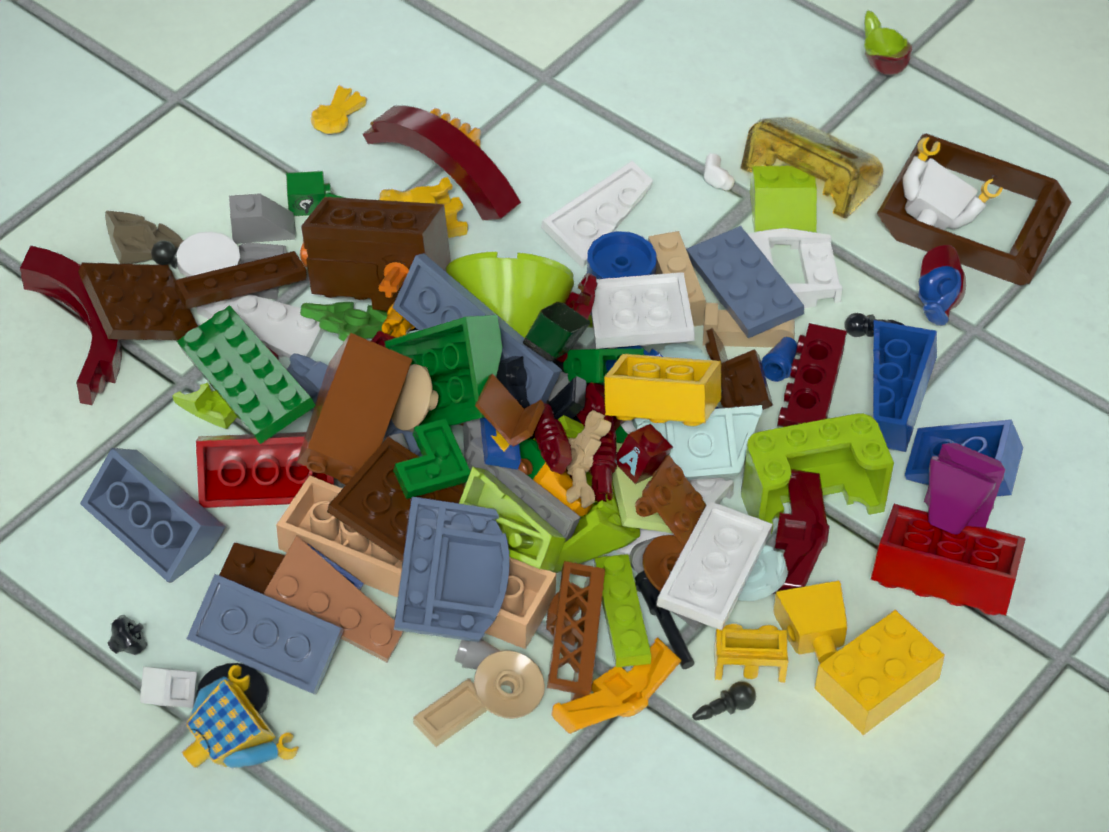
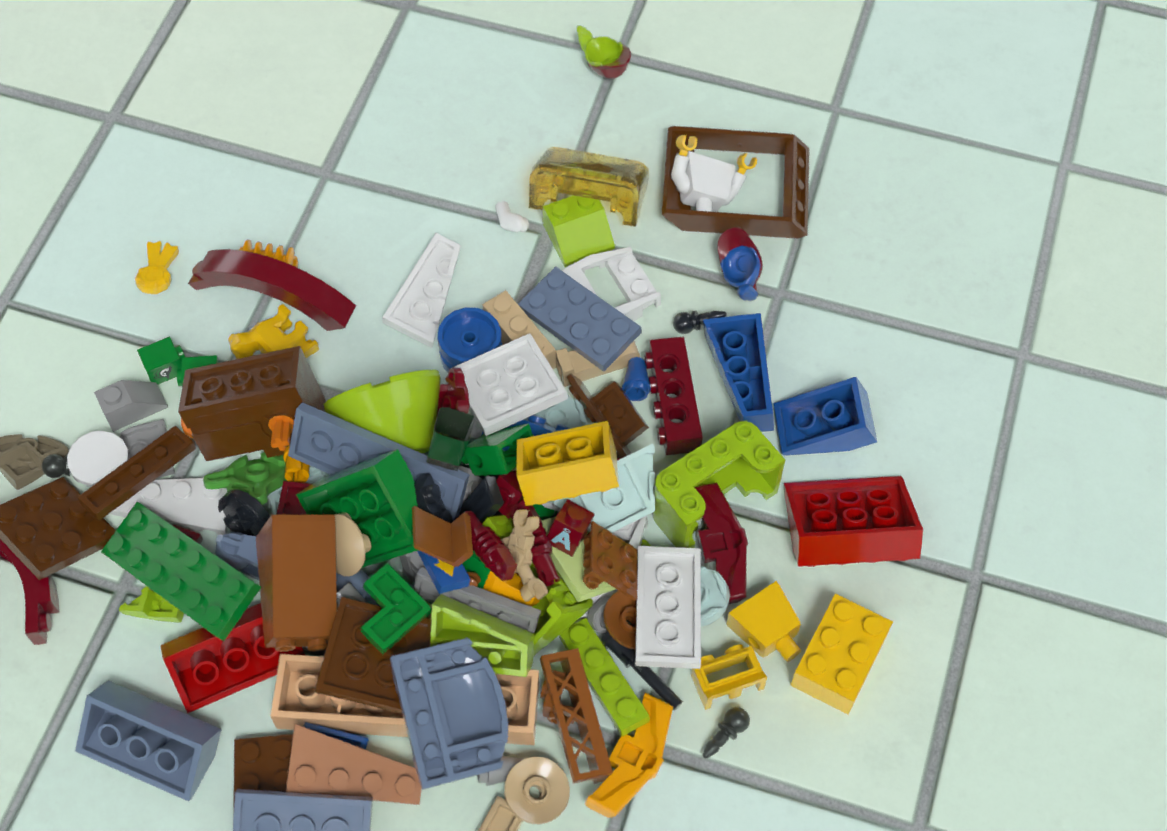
camera: 20 degrees left, 10 degrees up
(324, 339) = (243, 512): none -> black tile
(962, 488) = (840, 455): magenta piece -> none

